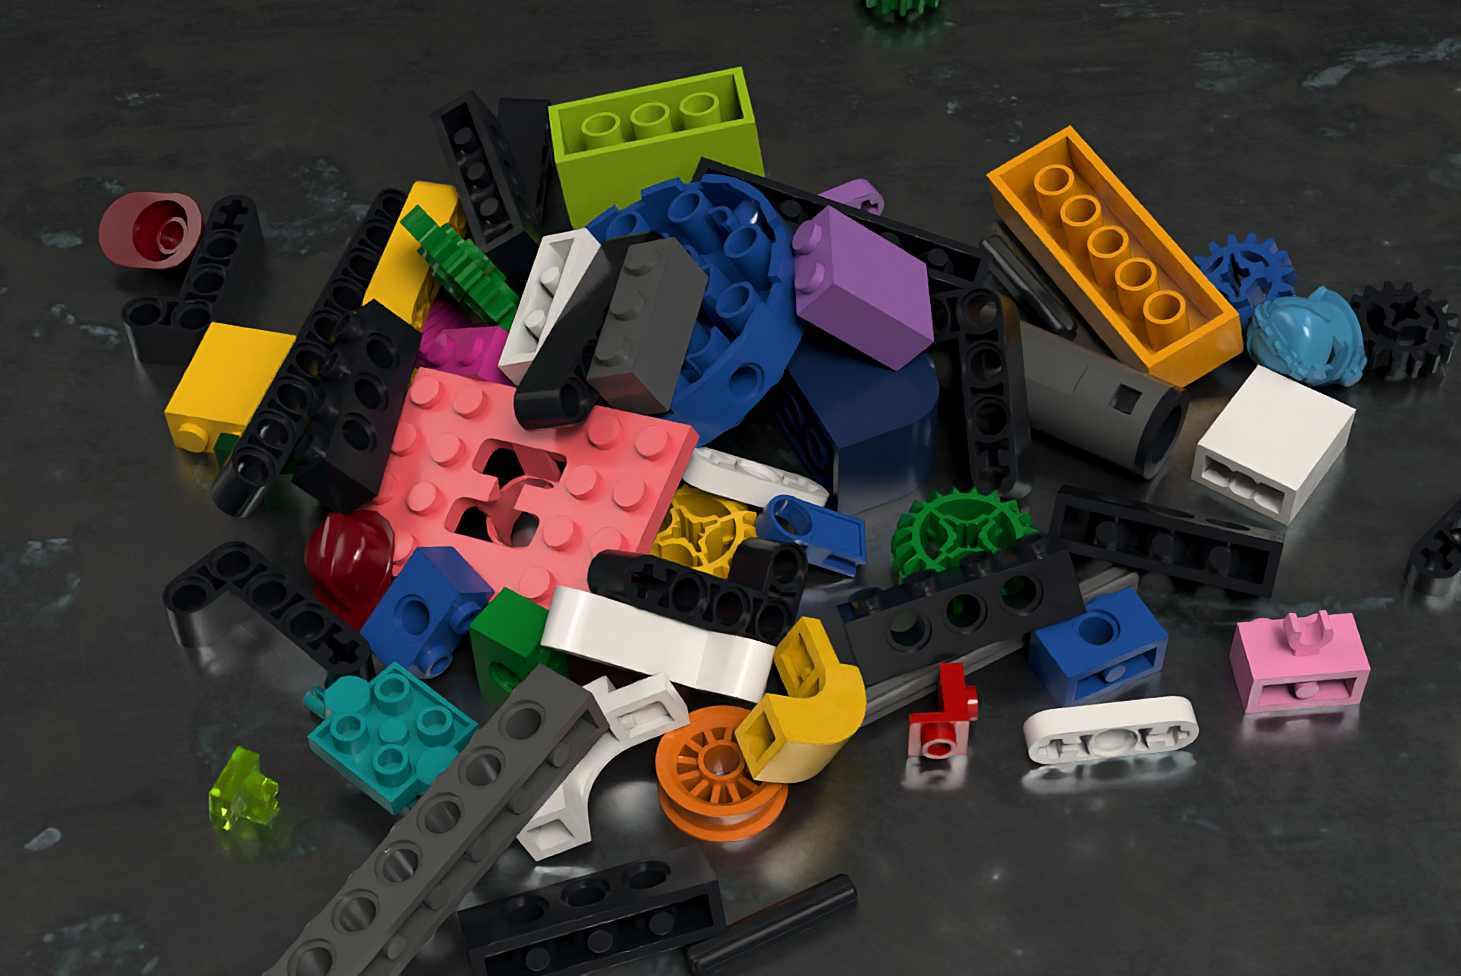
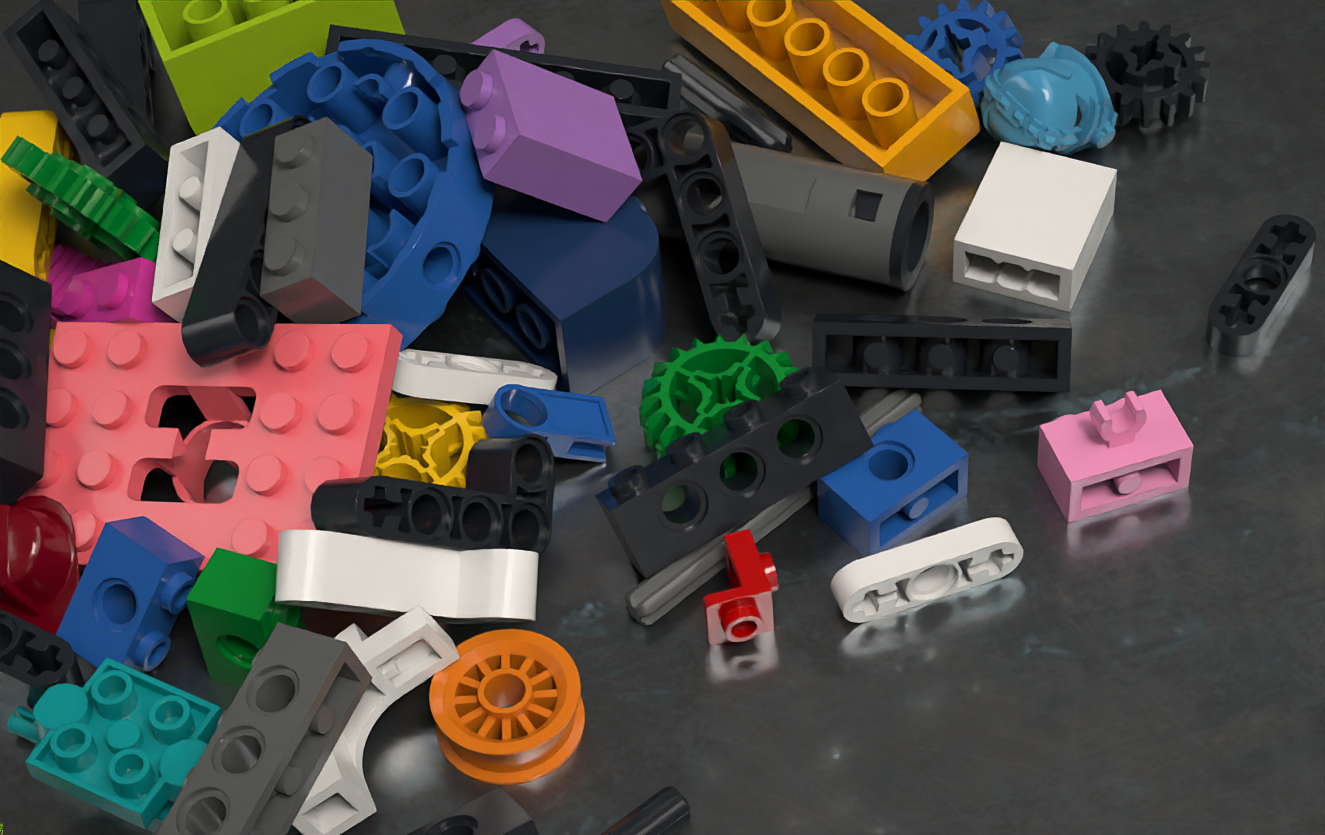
camera: 10 degrees left, 0 degrees up
(826, 704) = (602, 615): yellow arch -> none

